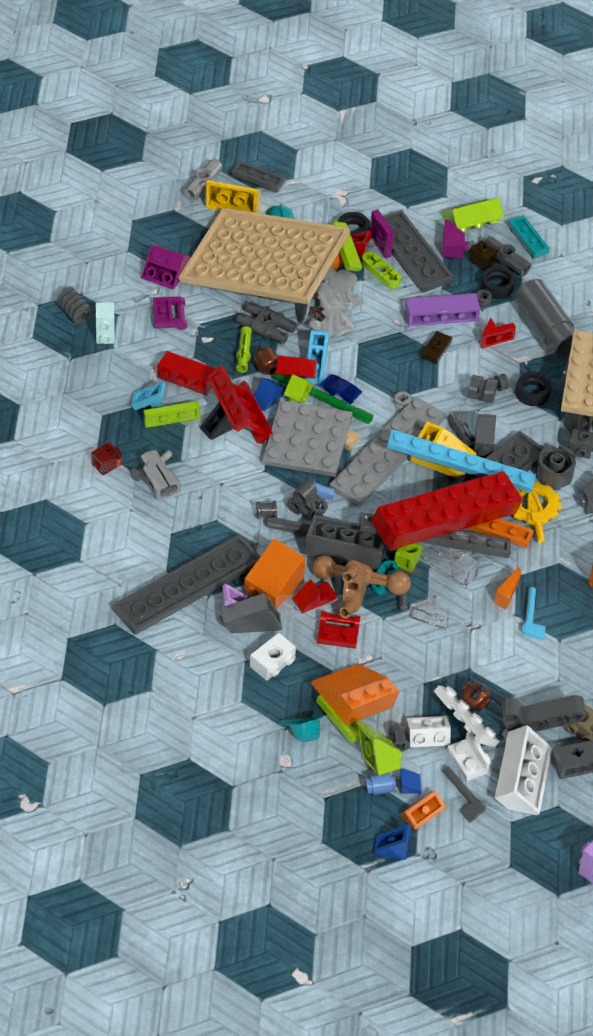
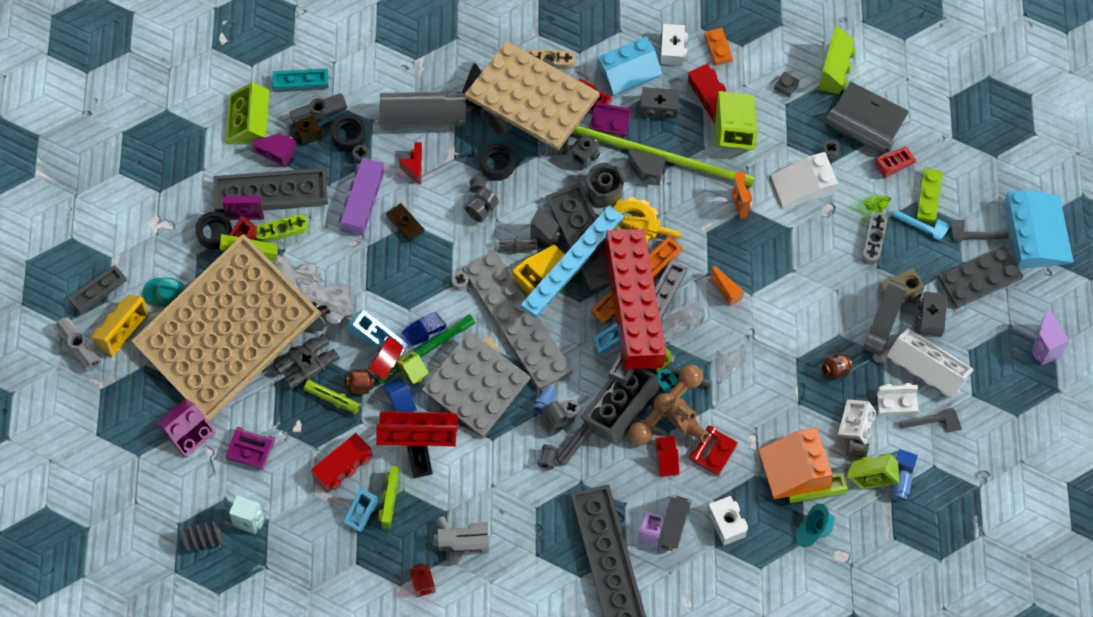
camera: 65 degrees left, 15 degrees up
(276, 573) = (637, 480): orange slope -> none
(393, 843) = (968, 500): blue slope -> none
(423, 810) = (936, 462): orange slope -> none
(474, 724) = (858, 383): white wing -> none
(530, 629) = (773, 290): medium azure piece -> none

